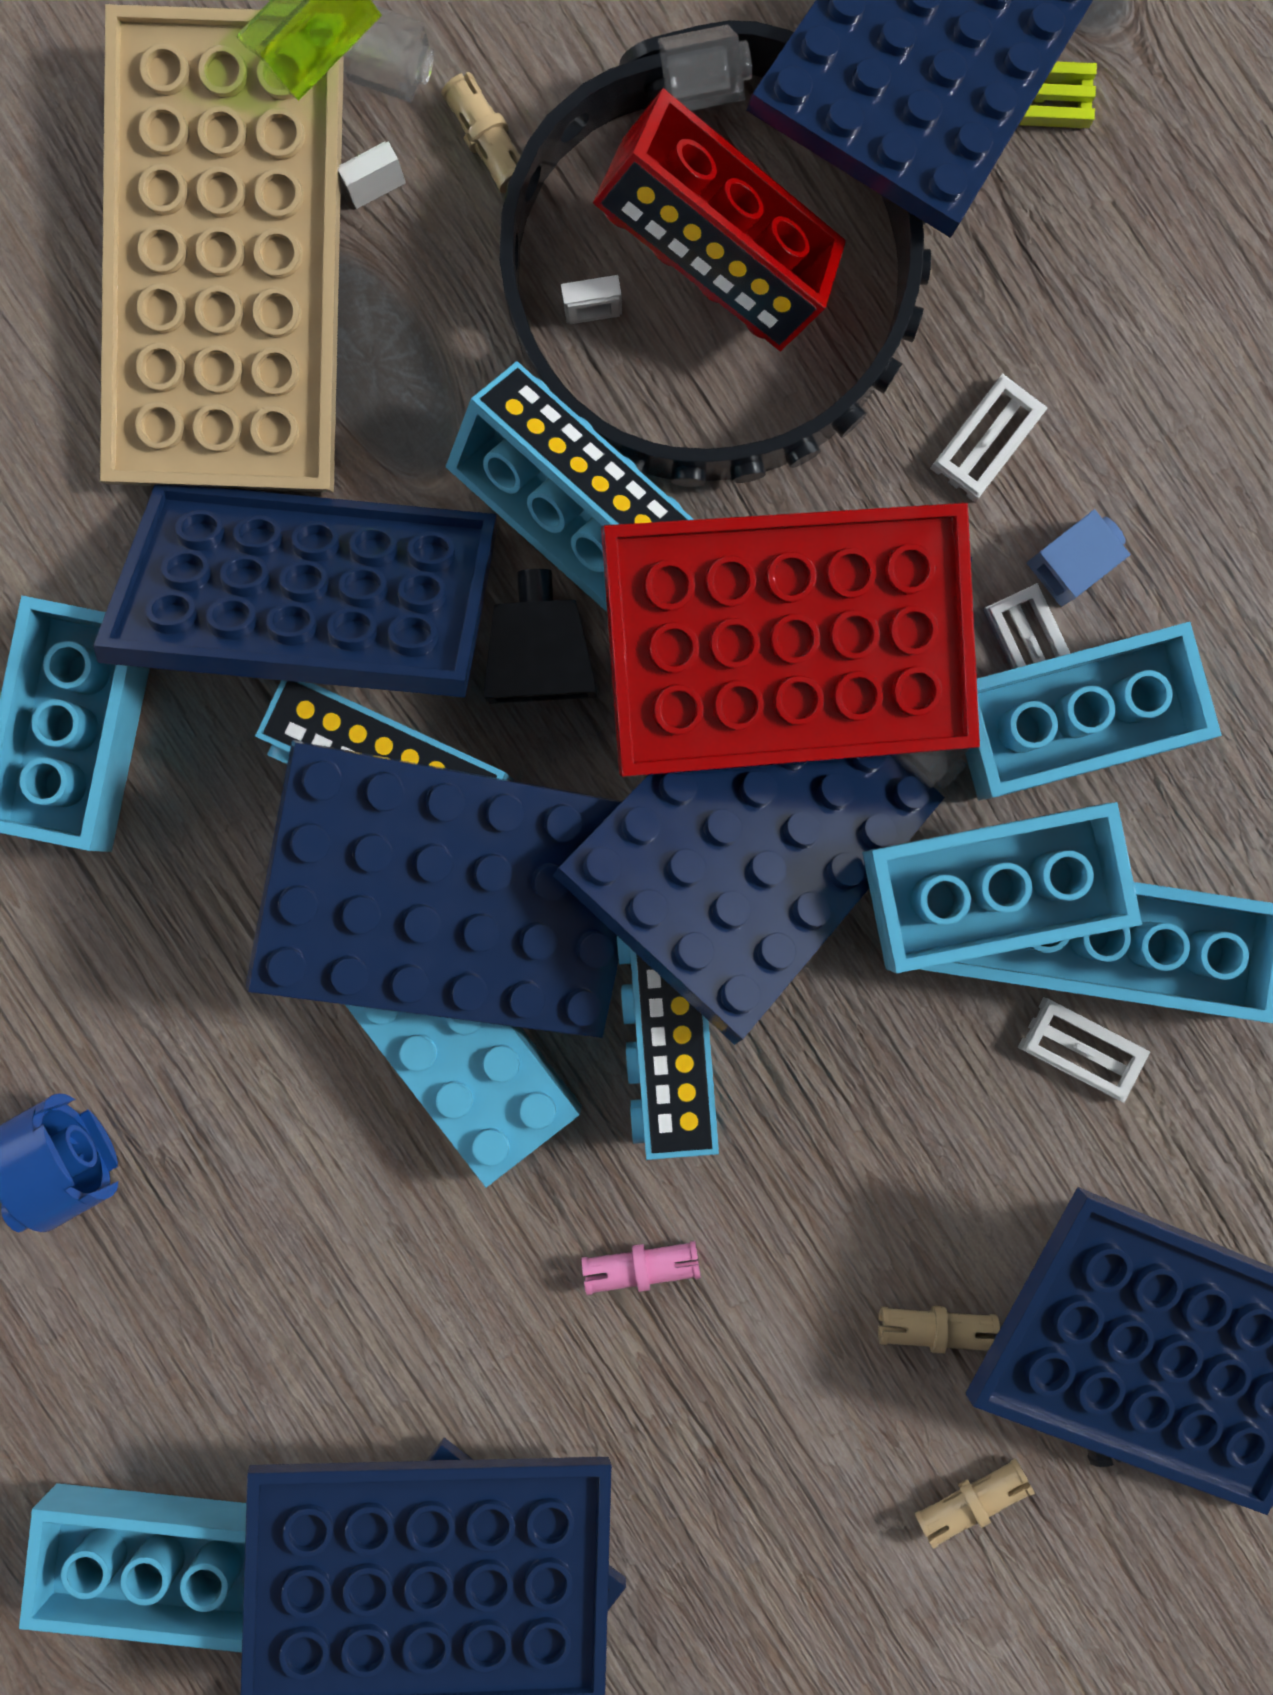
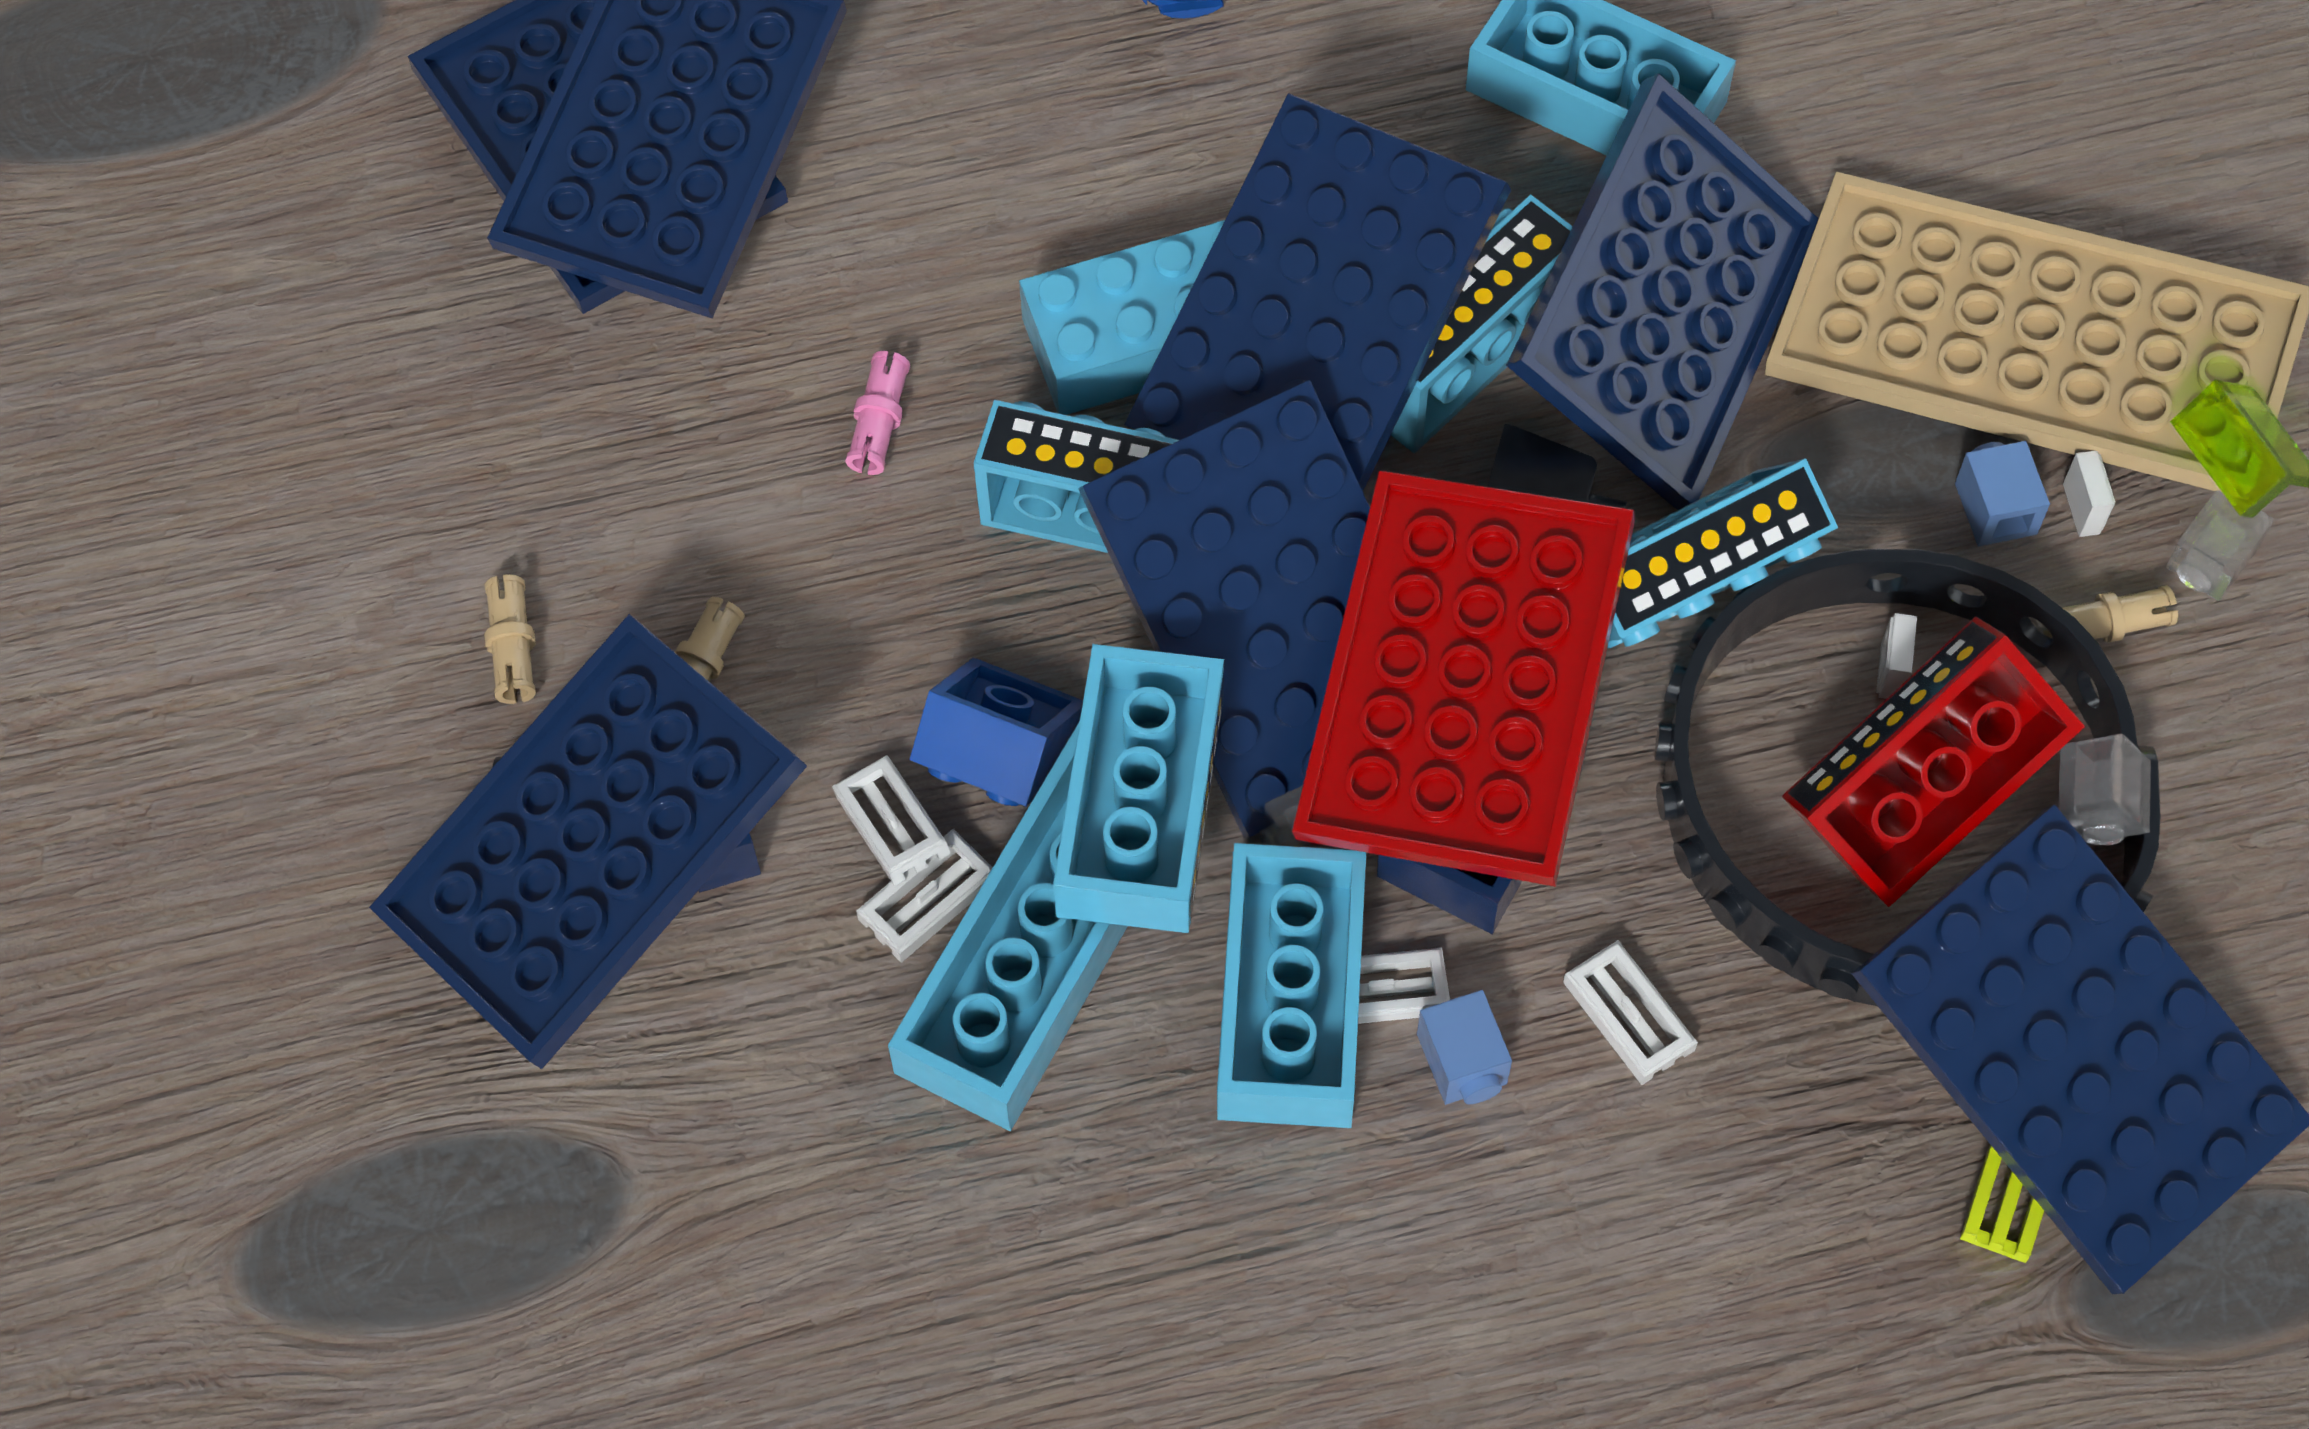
camera: 105 degrees right, 25 degrees down
(394, 250) = (2001, 492): none -> medium blue brick
(921, 1044) = (994, 731): none -> blue slope
(1018, 1089) = (913, 855): none -> white tile

